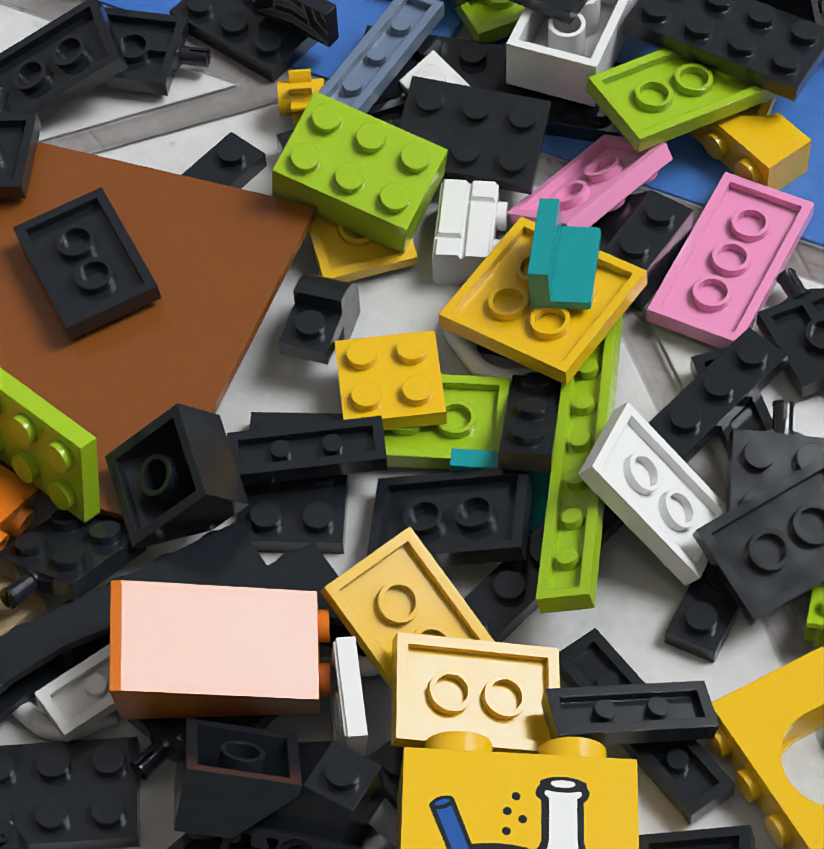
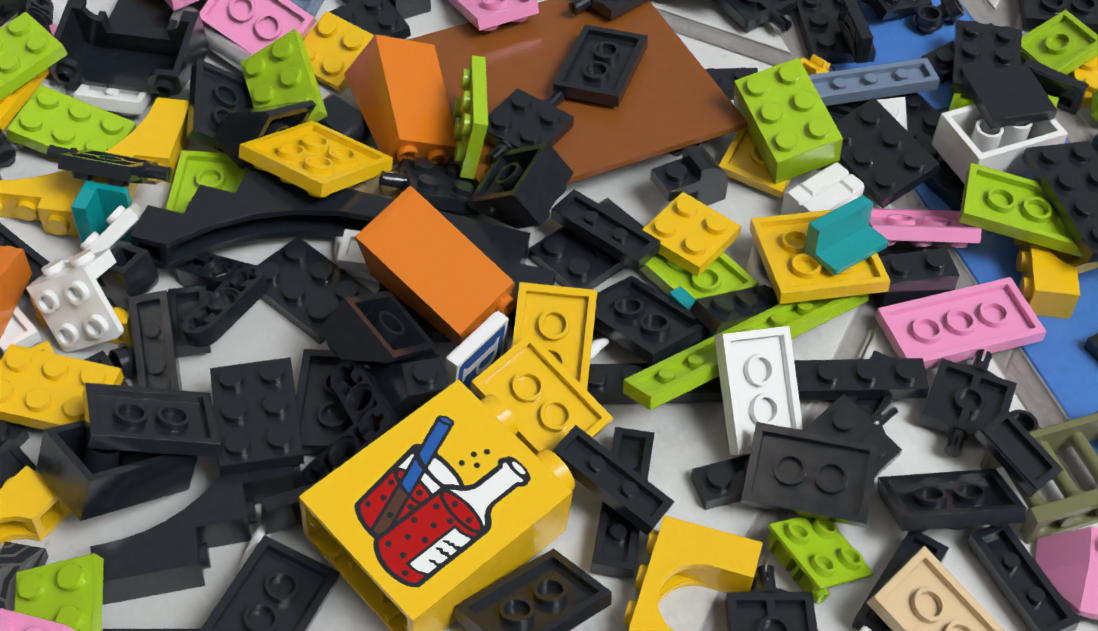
camera: 40 degrees right, 5 degrees down
(95, 393) = (526, 122): none -> black plate

